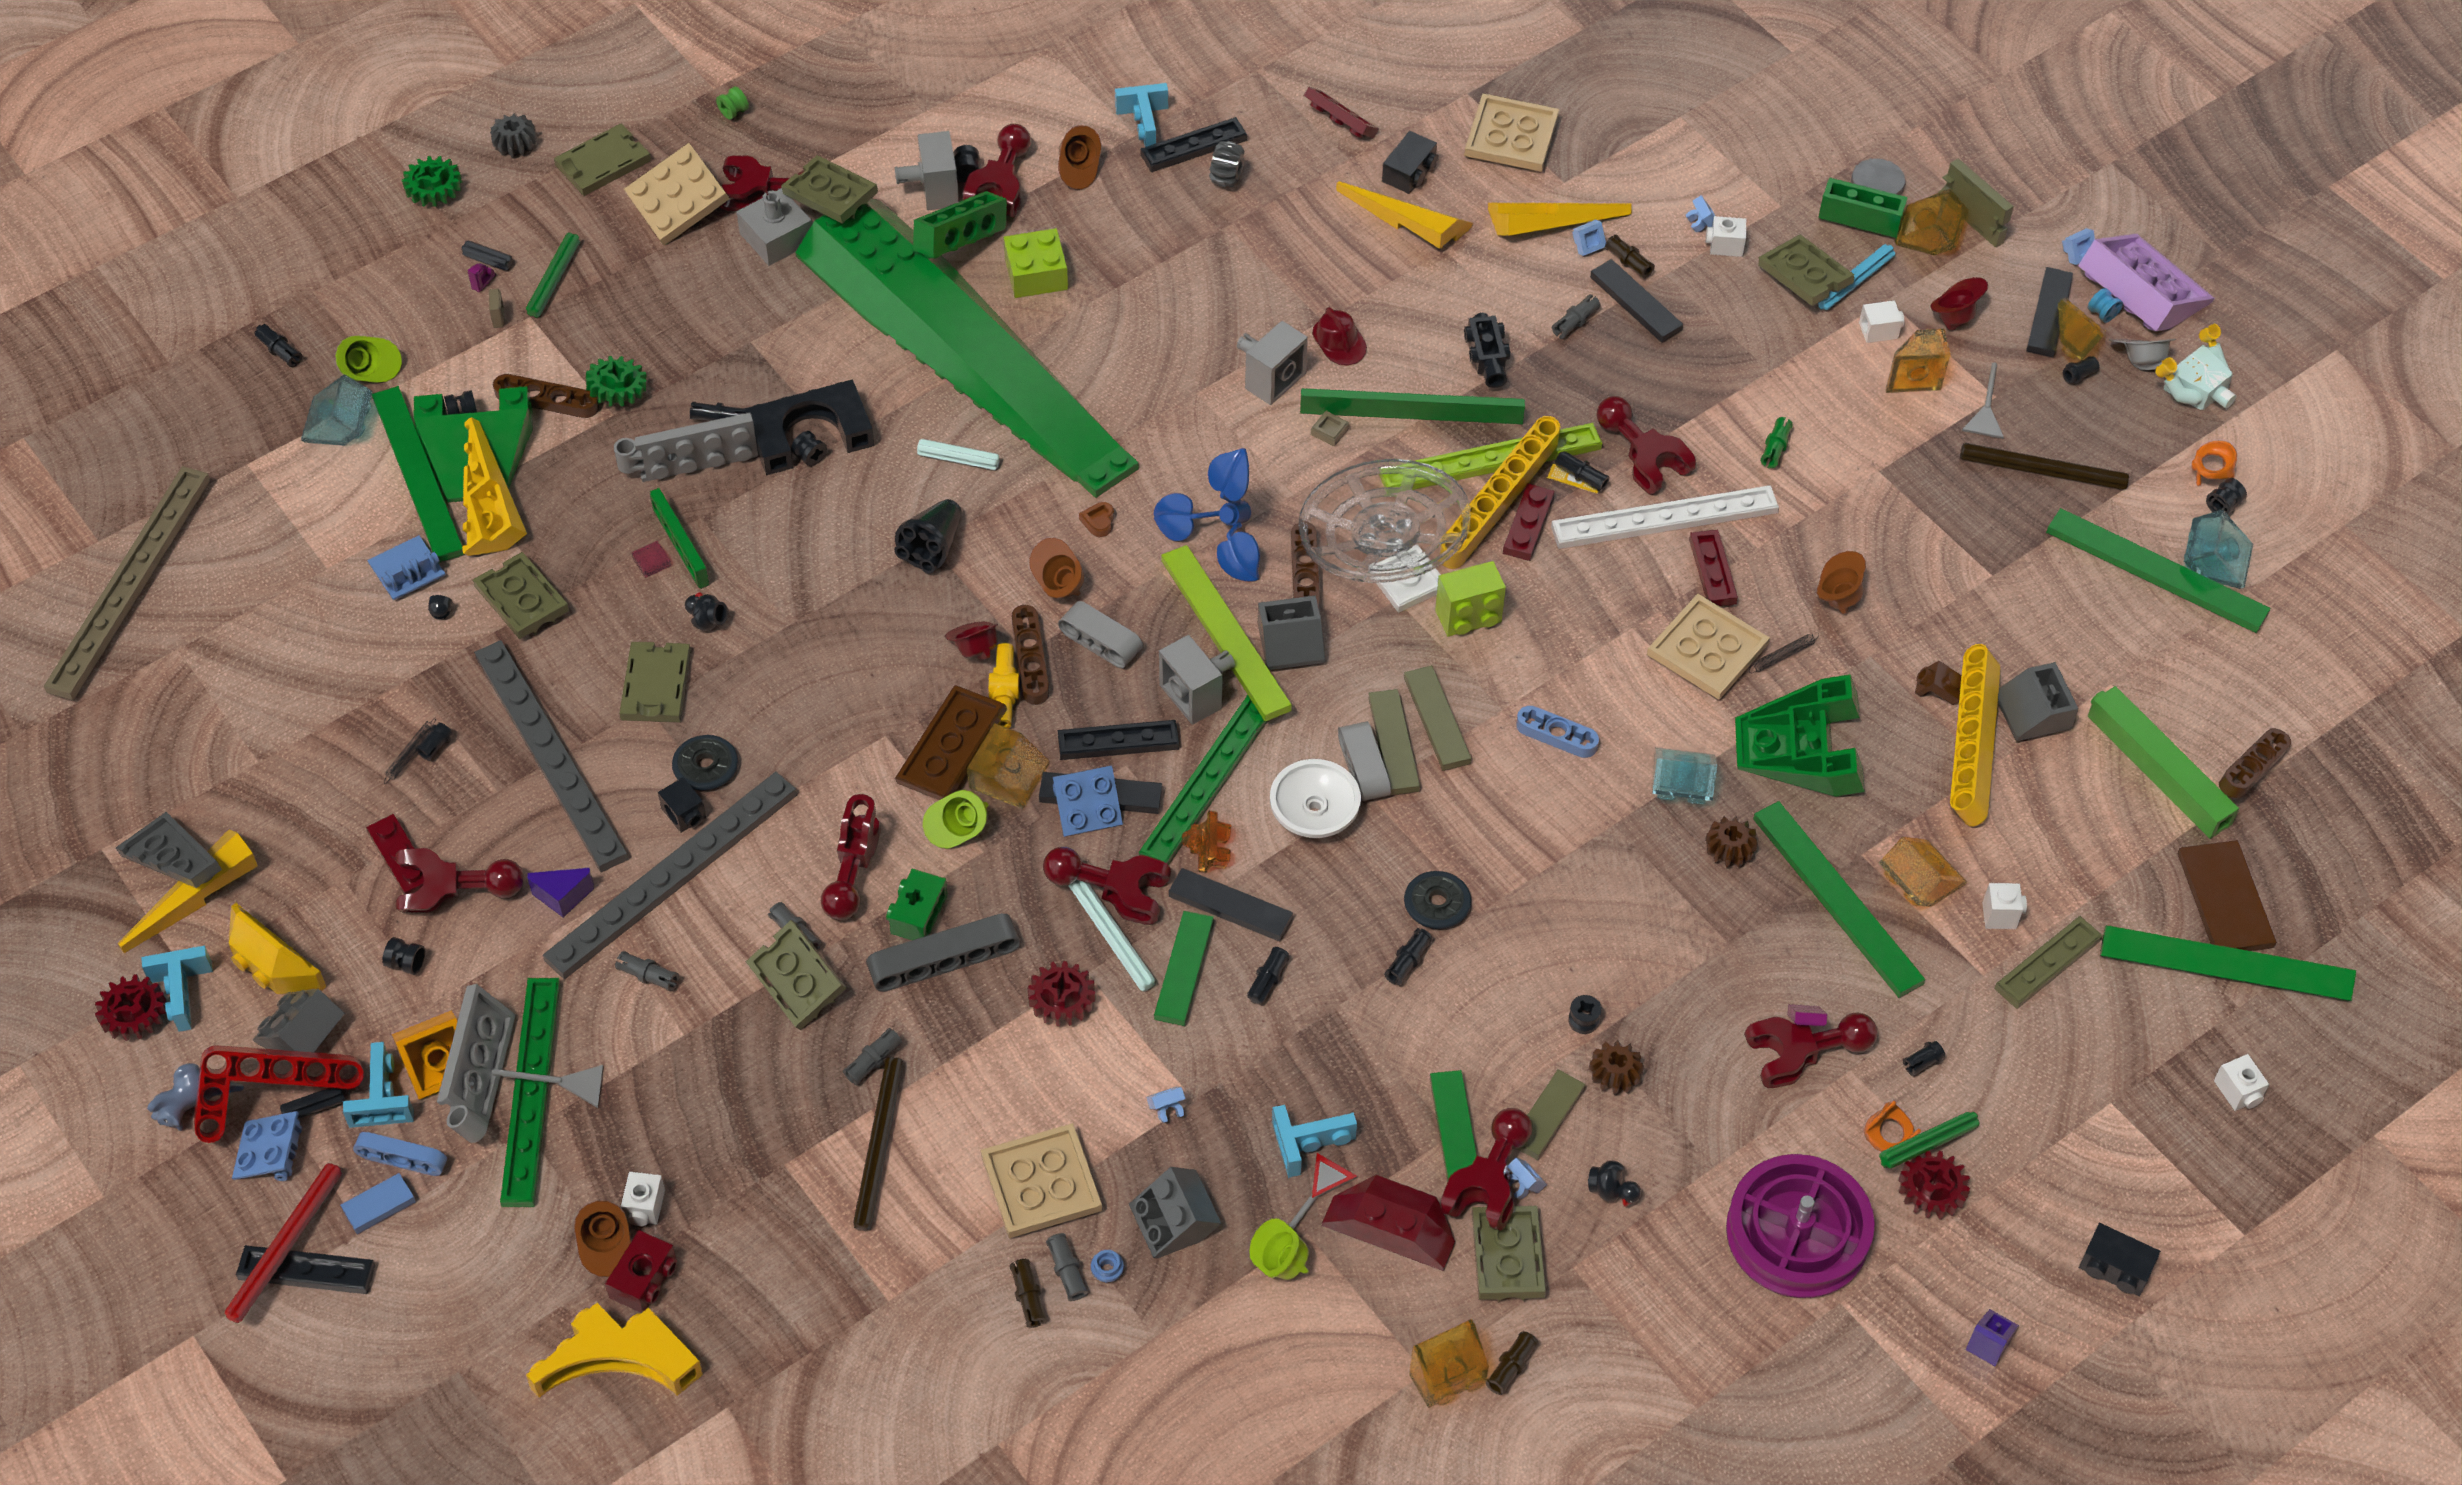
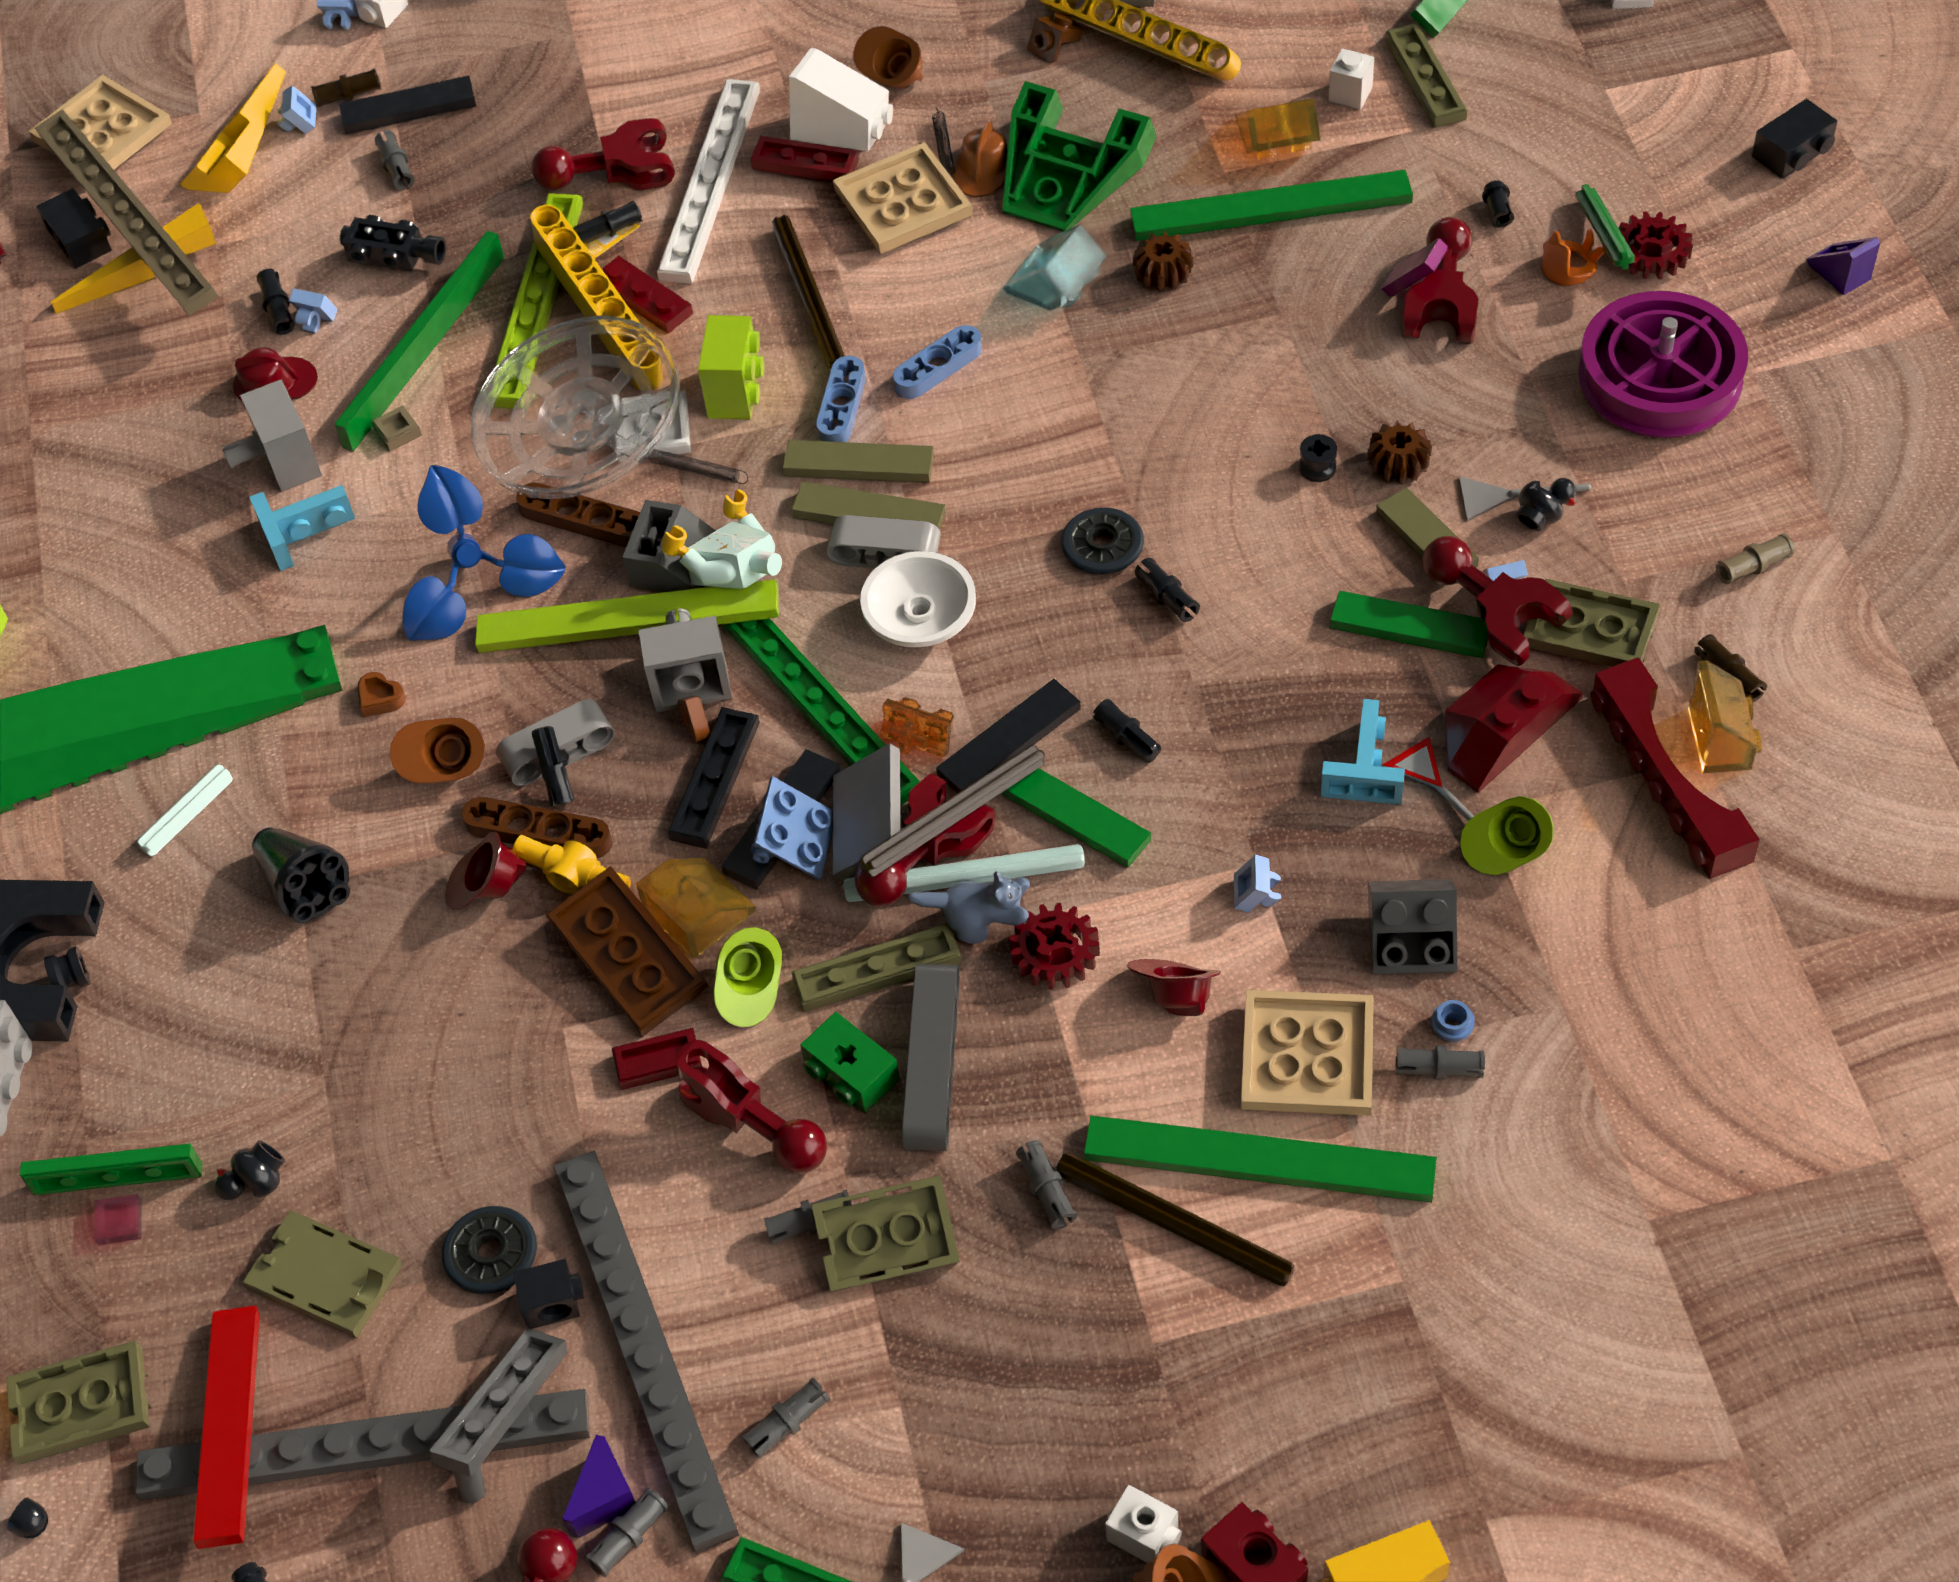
camera: 60 degrees left, 0 degrees up
(528, 675) = (227, 1428): none -> red tile
(539, 915) = (626, 1532): none -> dark grey pin
(589, 807) = (495, 1409): none -> dark grey piece
(888, 802) = (651, 1059): none -> dark red tile
(947, 1182) = (1261, 1158): none -> green tile
(1005, 895) = (874, 967): none -> olive tile
(1028, 1293) = (1459, 1116): dark brown pin -> none
(1062, 1075) = (1175, 985): none -> dark red piece
(1069, 931) = (974, 906): none -> sand blue animal
(1072, 638) = (552, 766): none -> black axle
(1119, 837) = (865, 808): none -> light grey tile
(1133, 885) = (951, 811): none -> axle
(1158, 705) = (694, 718): none -> dark orange tile
(1206, 399) = (300, 520): none -> medium azure bracket
(1296, 668) = (729, 556): none -> light aqua torso
(1383, 620) = (677, 467): none -> black piece
(1404, 307) = (275, 301): none -> black pin
(1406, 330) = (311, 309): none -> light blue tile
(1425, 182) = (127, 213): none -> dark tan plate
(1444, 1297) = (1715, 835): none -> dark red arch
(1481, 694) = (836, 388): none -> medium blue beam
(1583, 623) = (807, 290): none -> dark brown axle
(1610, 1144) = (1482, 497): none -> light grey piece
(1632, 1351) = (1755, 558): none -> dark tan pin
(1767, 561) = (836, 104): none -> white slope
(1774, 683) = (981, 162): none -> dark orange piece
(1776, 442) = (675, 55): green pin -> none

